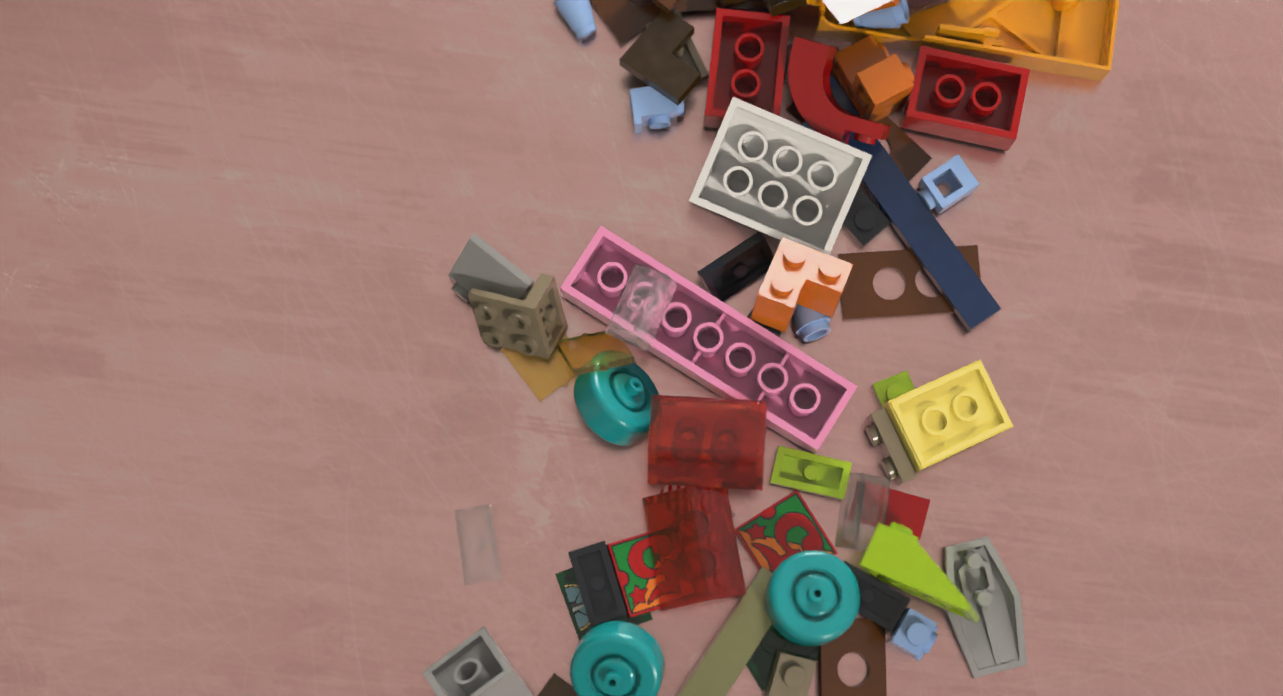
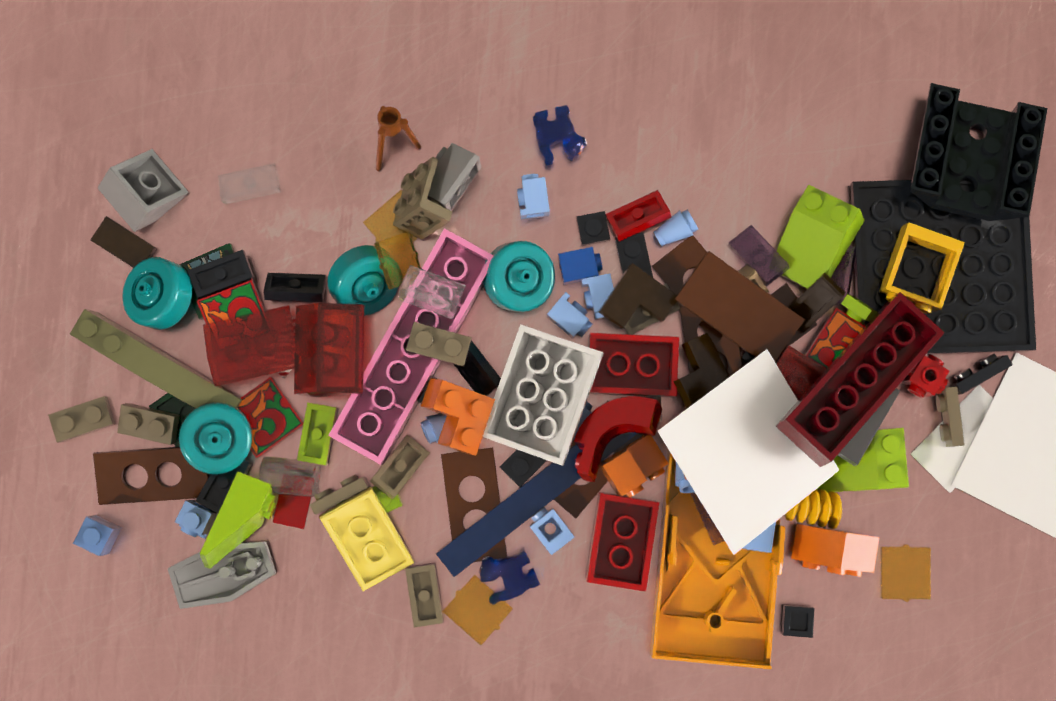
camera: 90 degrees right, 5 degrees up
(421, 348) = (389, 125): none -> dark orange plant
(440, 142) = (557, 131): none -> clear blue animal
(523, 180) = (533, 196): none -> light blue brick
(557, 53) = (638, 215): none -> red plate
(568, 112) = (593, 228): none -> black plate
(602, 66) = (633, 251): none -> black plate
(615, 130) = (579, 265): none -> blue brick
(619, 490) = (295, 287): none -> black plate
(626, 201) = (519, 276): none -> teal wheel
(679, 146) = (569, 317): none -> light blue brick
(709, 301) = (438, 344): none -> dark tan plate
(859, 367) = (399, 467): none -> dark tan plate
(1001, 237) = (513, 578): none -> clear blue animal
(1021, 349) = (424, 595): none -> dark tan plate
(1040, 286) = (474, 612): none -> clear yellow piece

